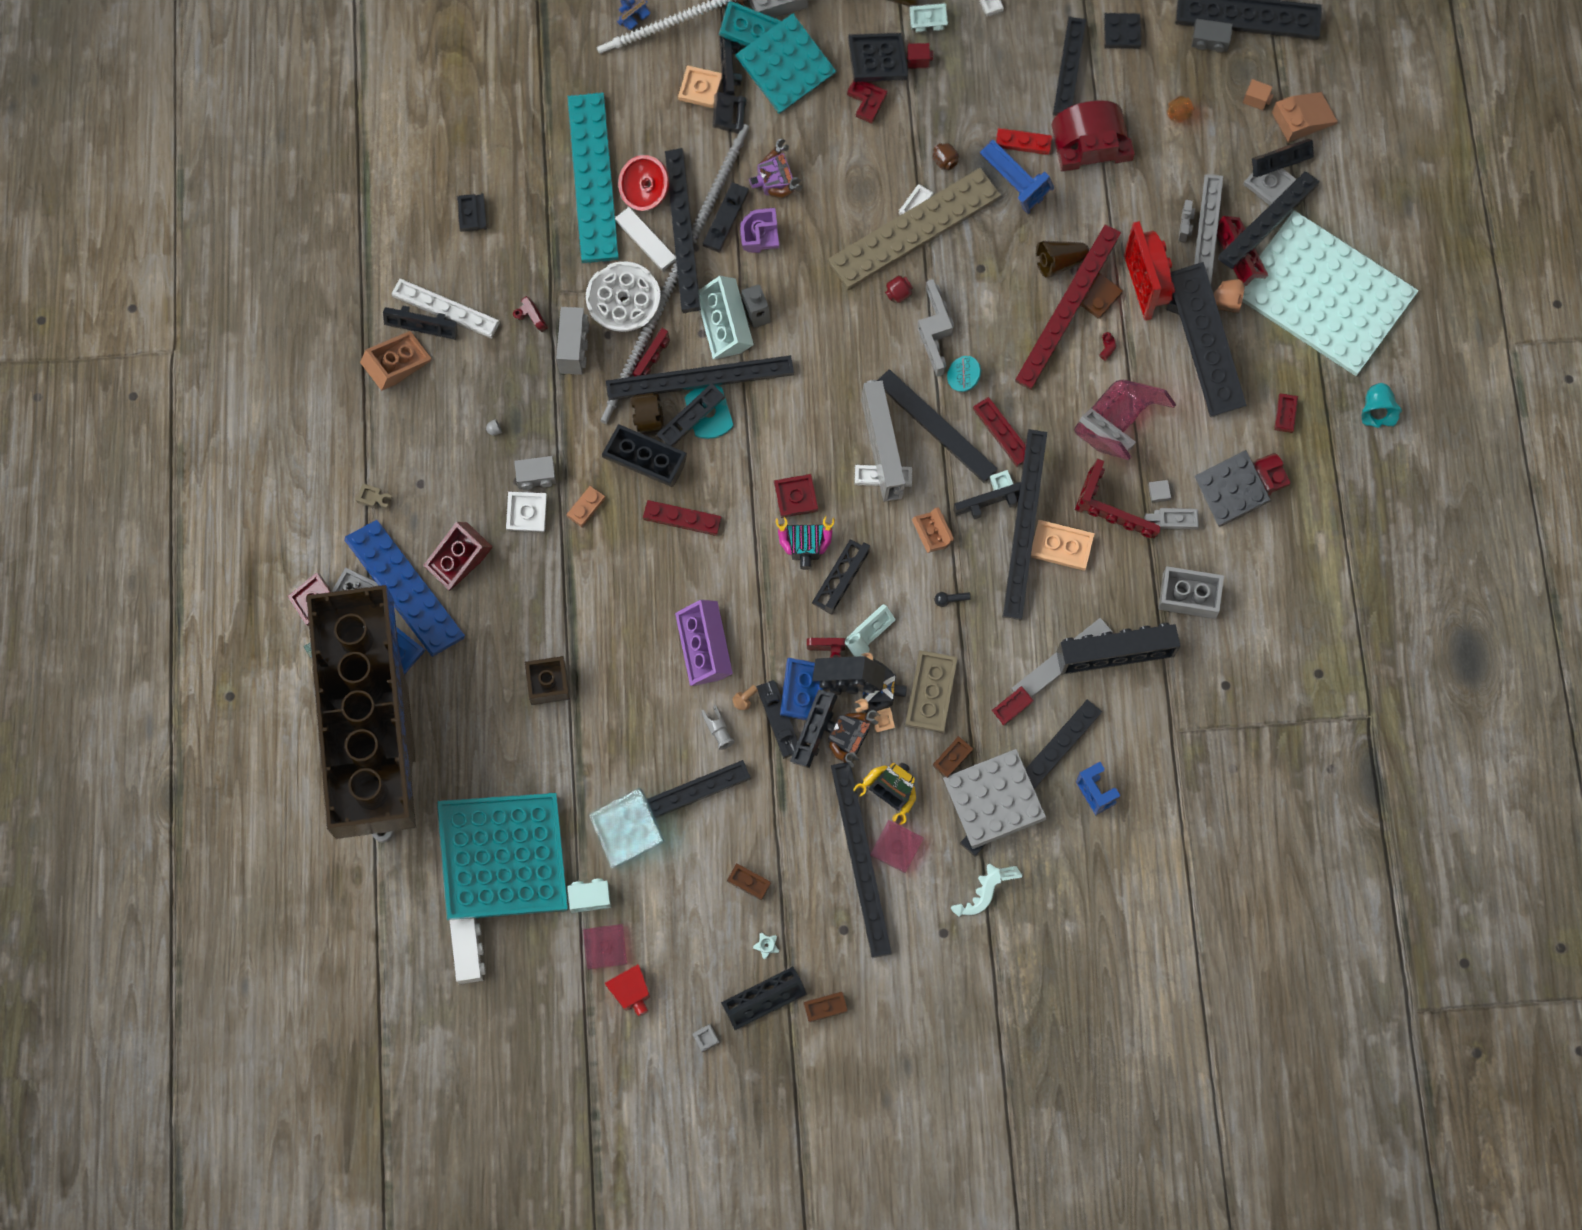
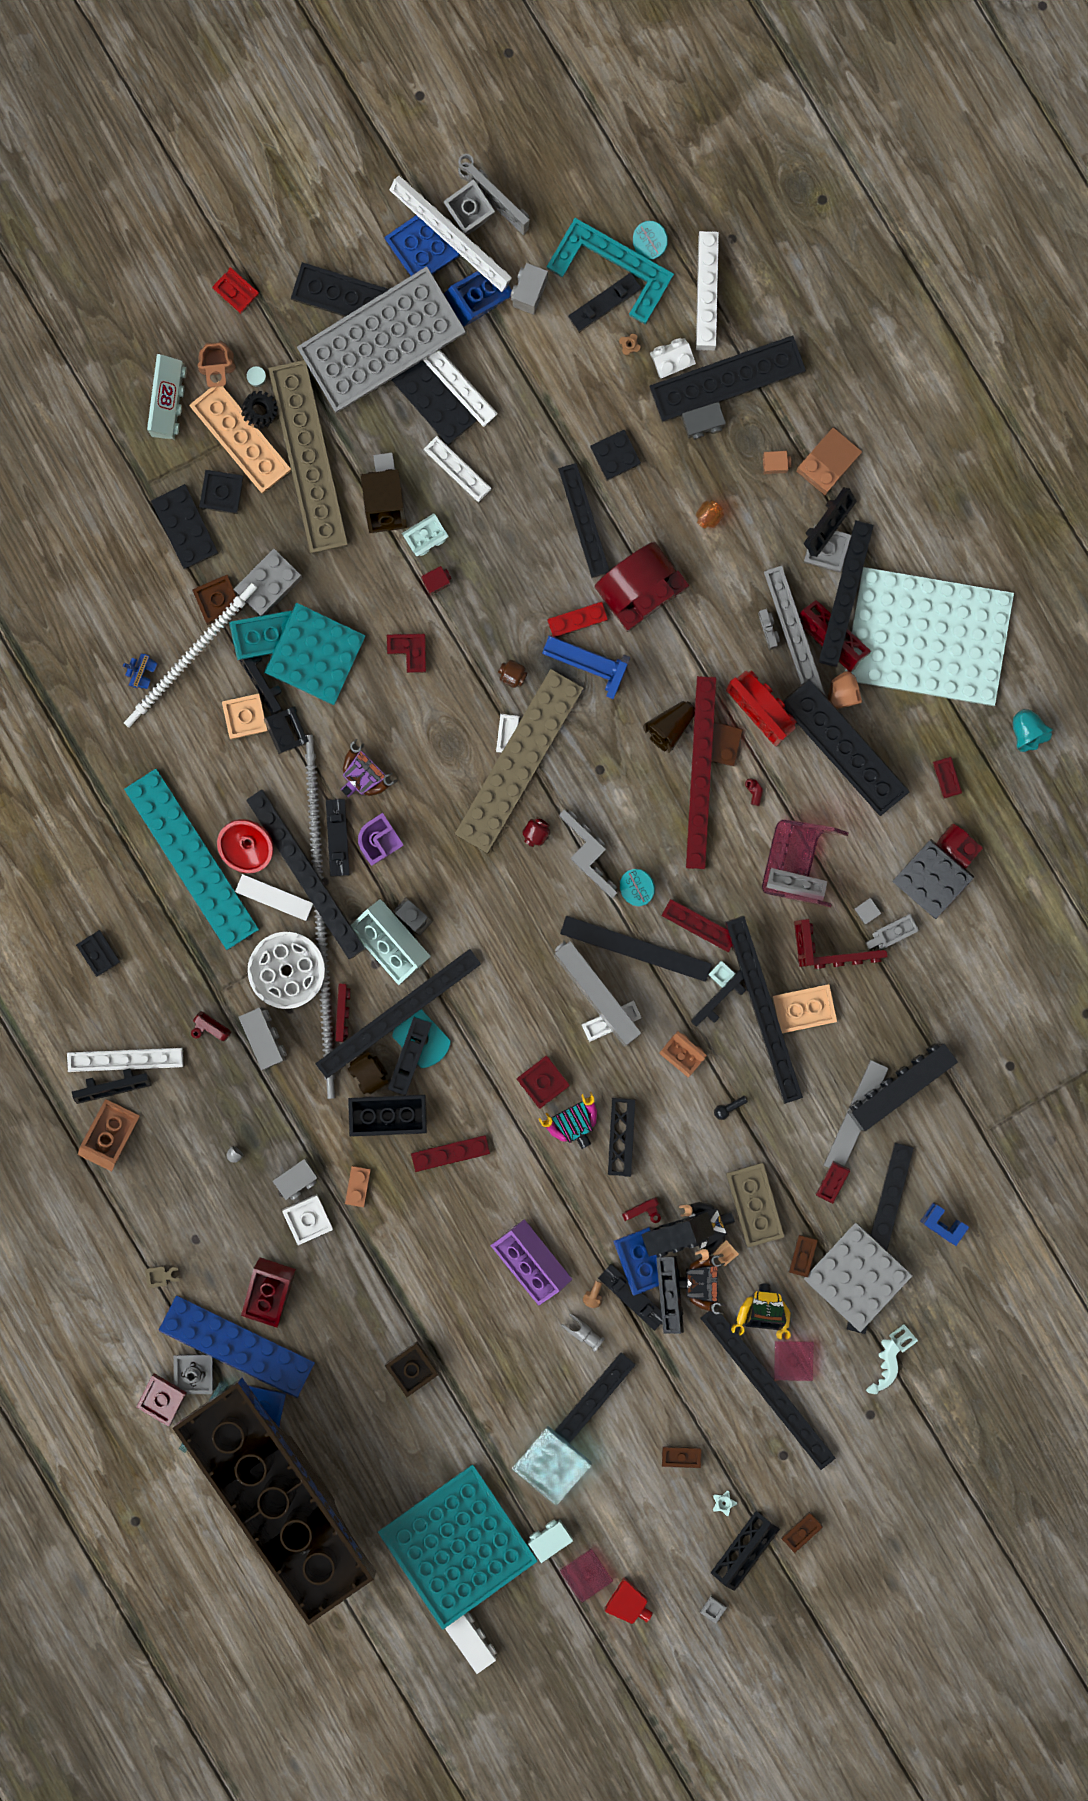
camera: 25 degrees left, 15 degrees up
(869, 630) = (671, 1179): light aqua plate -> none
(877, 57) = (398, 603): black plate -> none
(1191, 592) = (941, 999): light grey brick -> none

